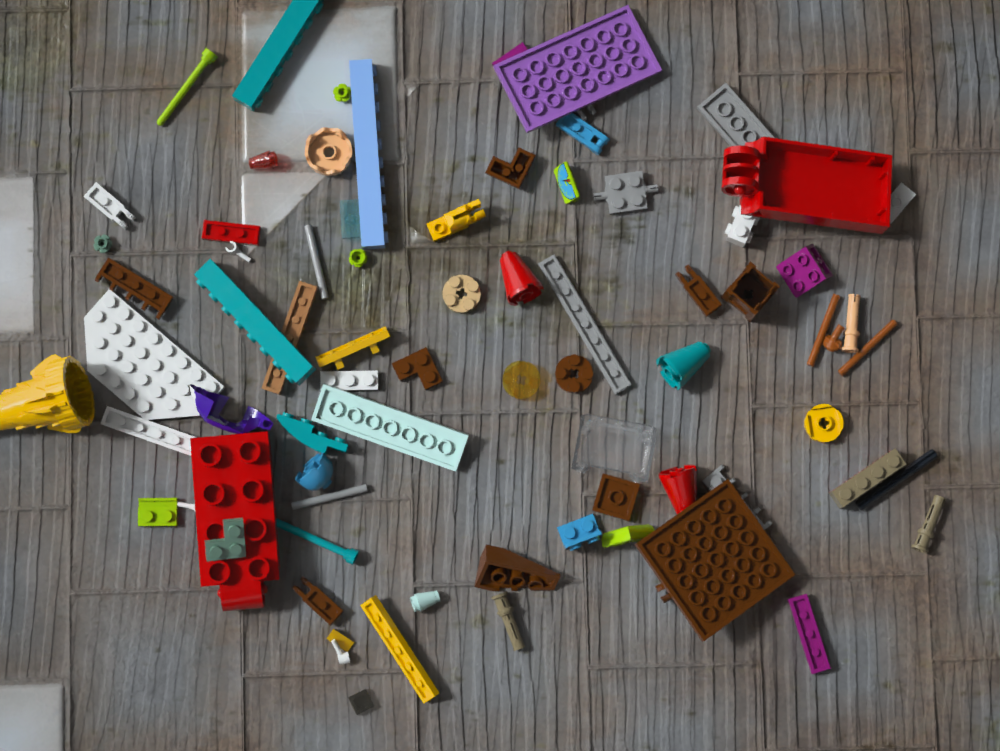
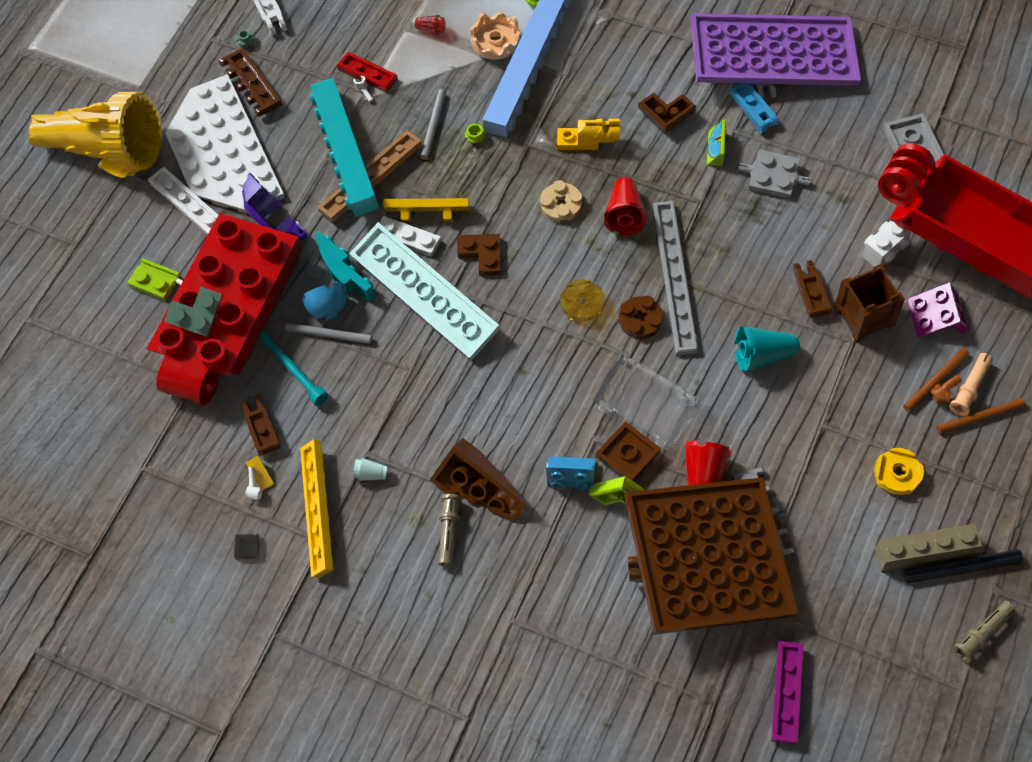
camera: 30 degrees right, 20 degrees down
(350, 219) = (483, 97): clear light blue plate -> none

